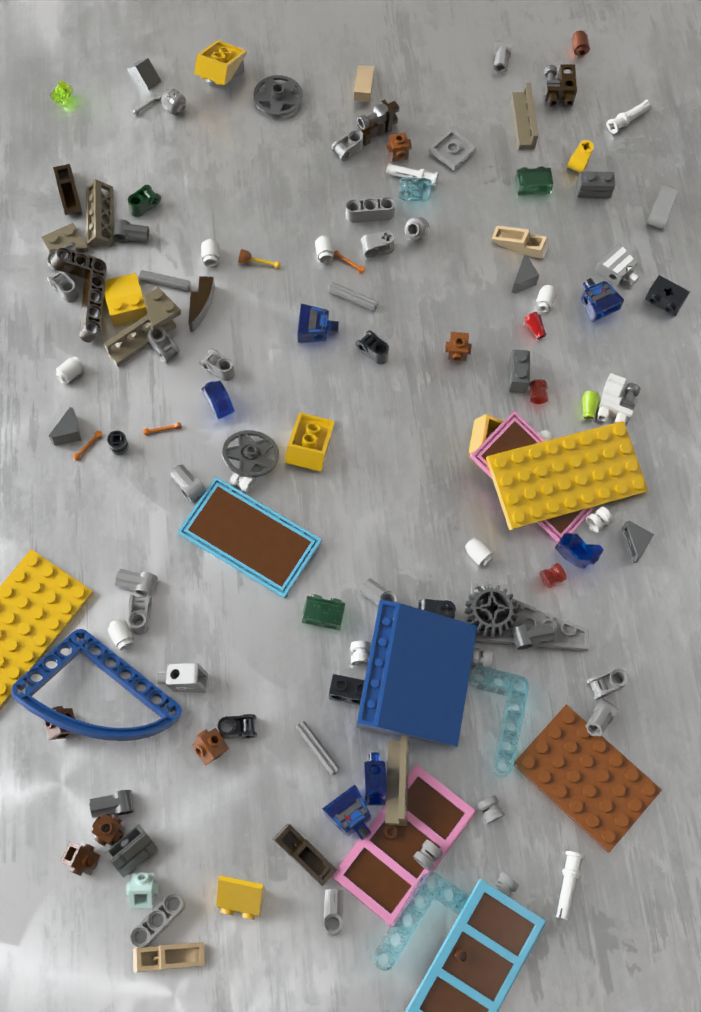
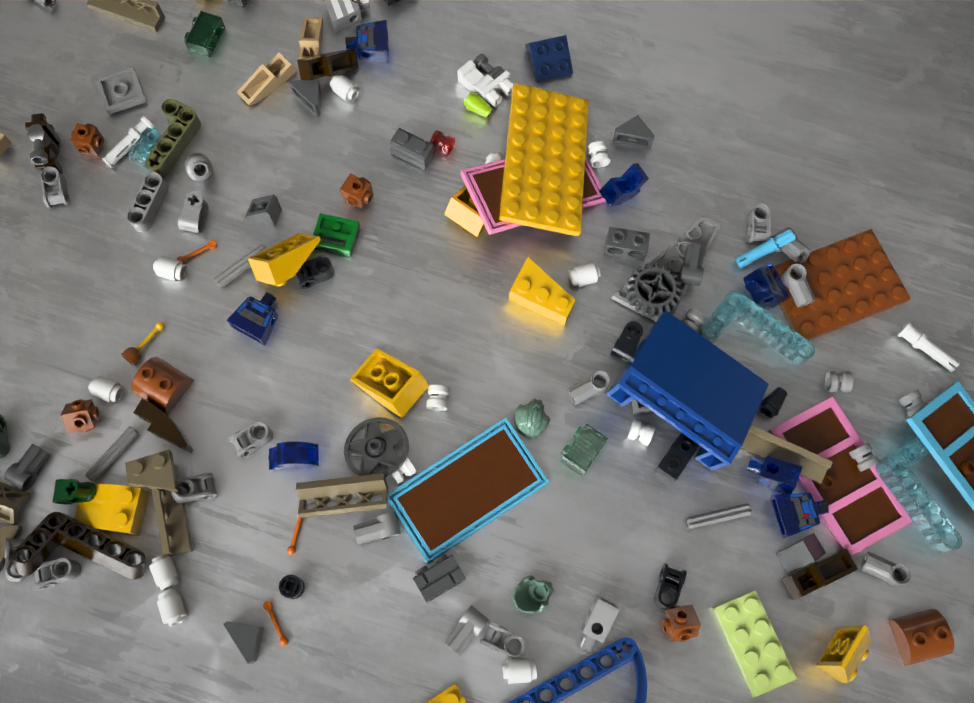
camera: 65 degrees left, 5 degrees up
(92, 353) = (164, 572): none -> white brick
(125, 267) = (72, 491): none -> dark green piece
(168, 544) = (438, 578): none -> dark grey brick
(182, 245) = (80, 416): none -> dark orange brick
(183, 618) = (532, 595): none -> sand green hair
(206, 445) = (343, 491): none -> dark tan fence
(220, 819) = (754, 644): none -> yellowish green plate
(232, 285) = (160, 384): none -> dark orange brick
(286, 966) = (922, 636): none -> dark orange brick
(314, 482) = (437, 398): none -> white wheel
(317, 832) = (801, 553): none -> dark grey slope
(330, 559) = (531, 418): none -> sand green hair
(370, 319) = (283, 259): none -> yellow slope
(407, 291) = (264, 210): none -> dark grey slope
(419, 347) = (339, 229): none -> green plate
(431, 202) = (160, 160): none -> olive beam
(442, 757) = (772, 403): none -> black cone
(443, 520) = (541, 294): none -> yellow wedge
(526, 574) = (626, 244): none -> dark grey brick
(535, 324) = (368, 111): red cone -> none
(547, 707) = (764, 285): none -> clear blue torso
(553, 575) = (637, 219): clear red wheel -> none
(557, 276) = (327, 64): none -> dark brown slope
(560, 736) = (798, 287): none -> light grey piece
(570, 257) = (311, 37): none -> tan slope
(590, 698) = (765, 248): none -> medium azure axle
(669, 443) = (550, 58): none -> dark blue bracket

